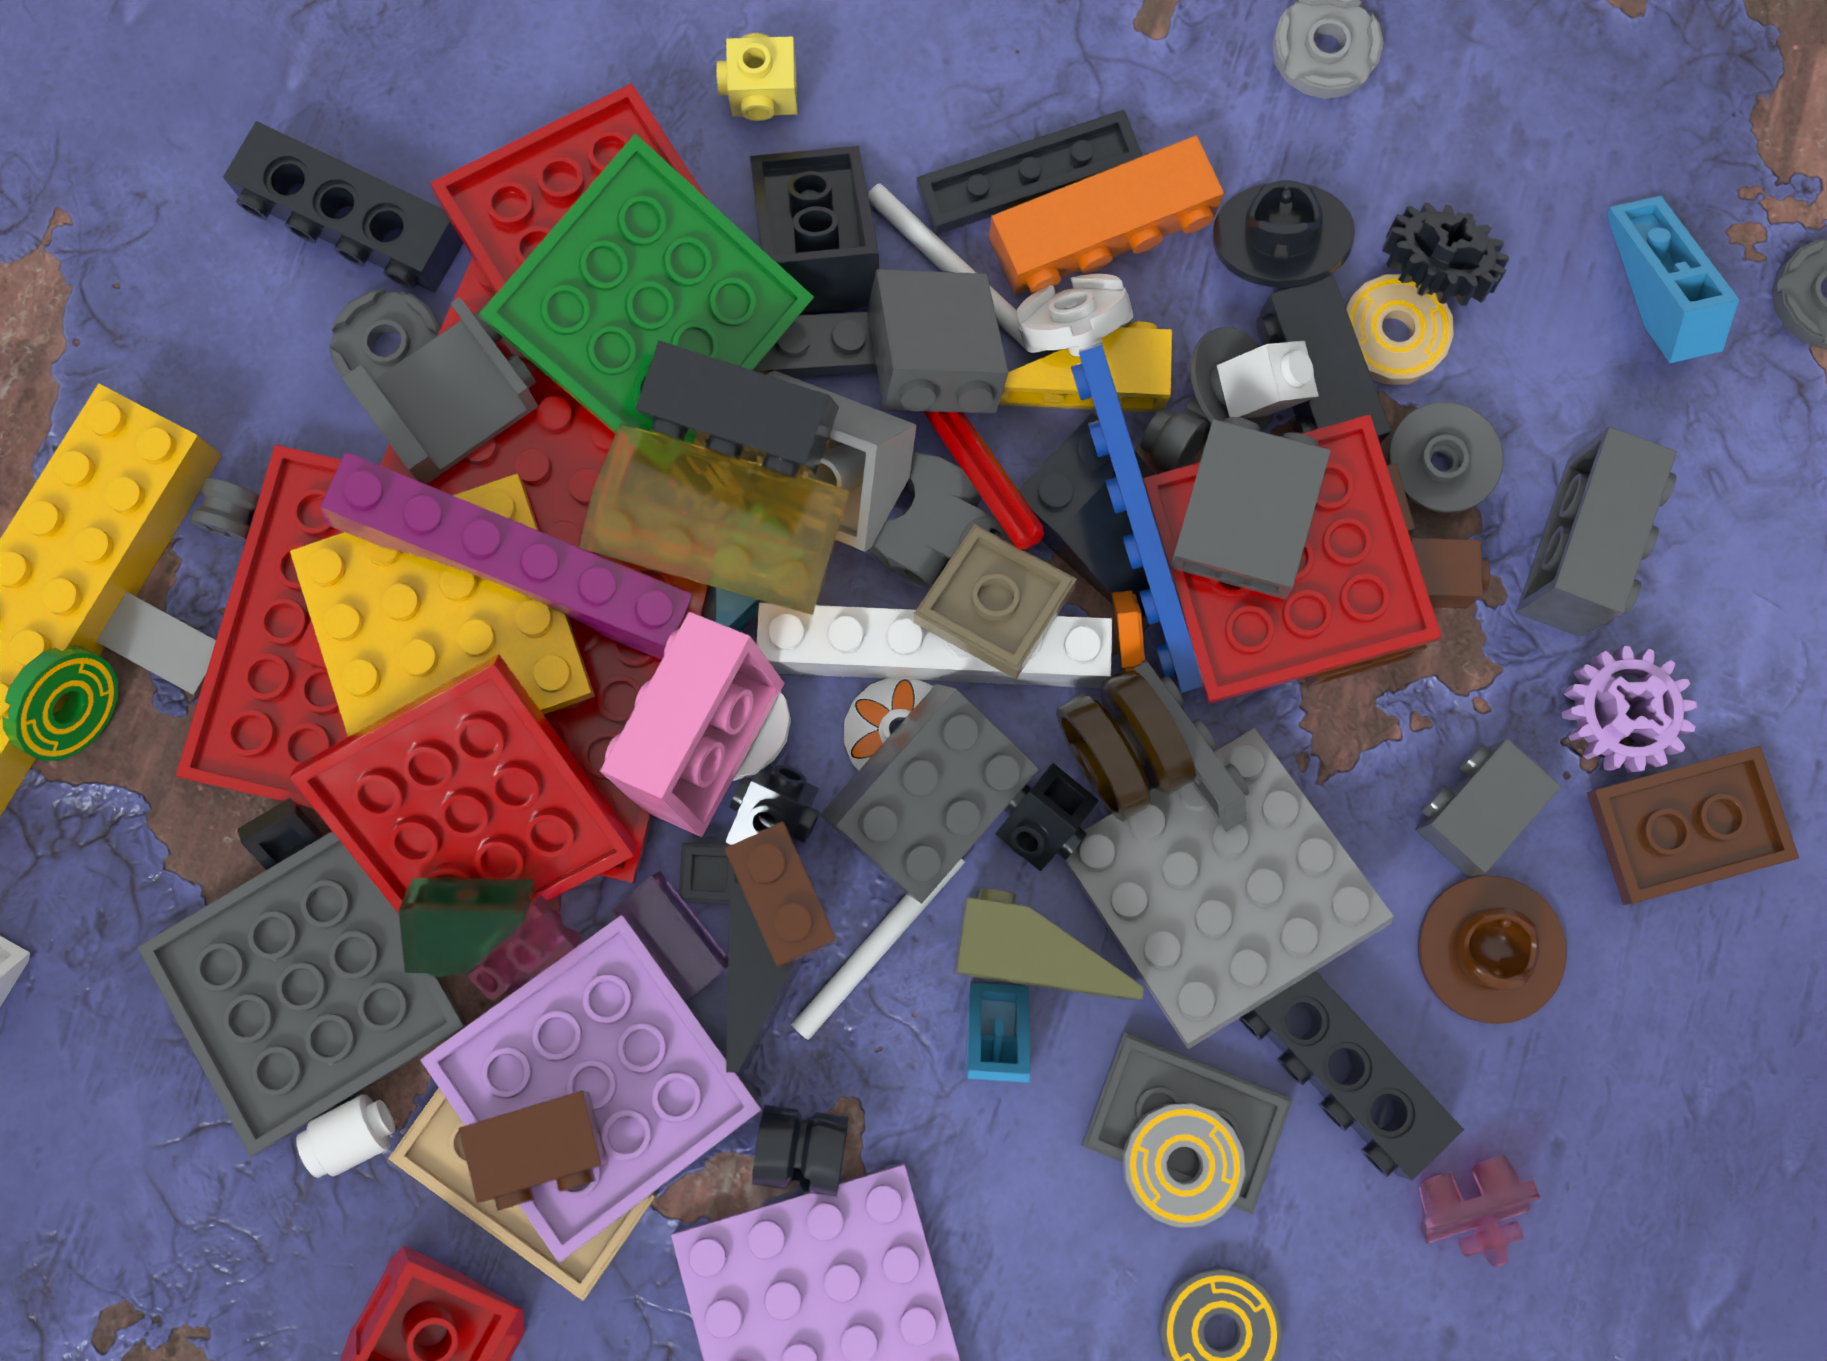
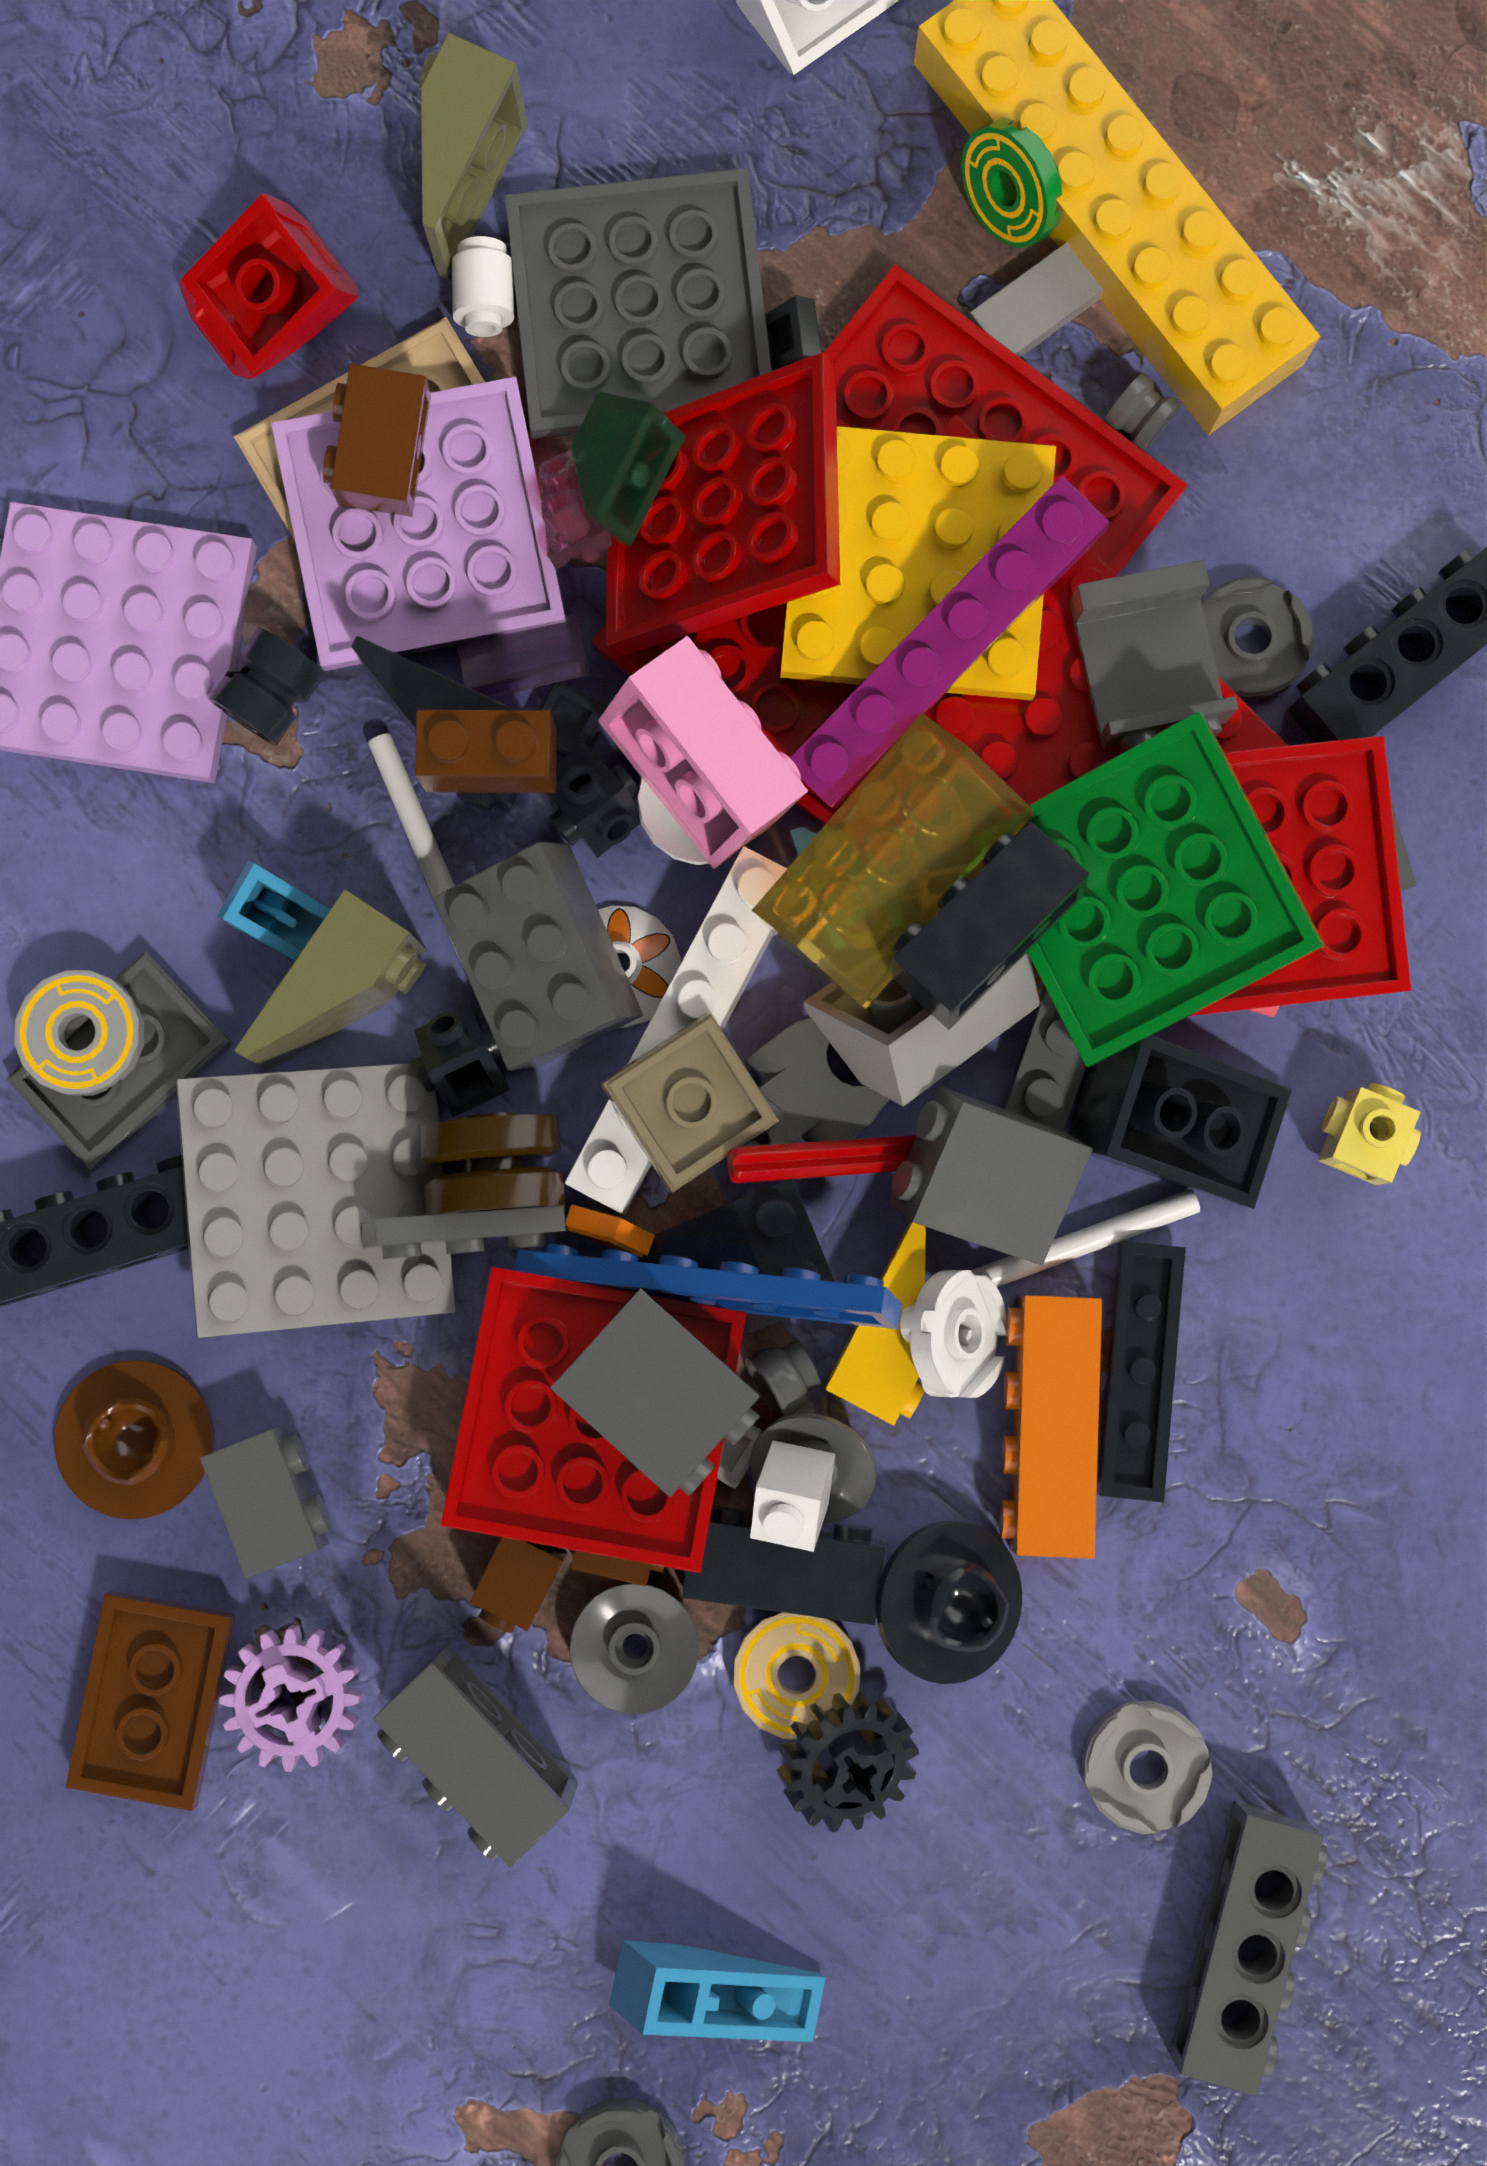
camera: 120 degrees right, 5 degrees up
(188, 1218) = (469, 134): none -> olive slope

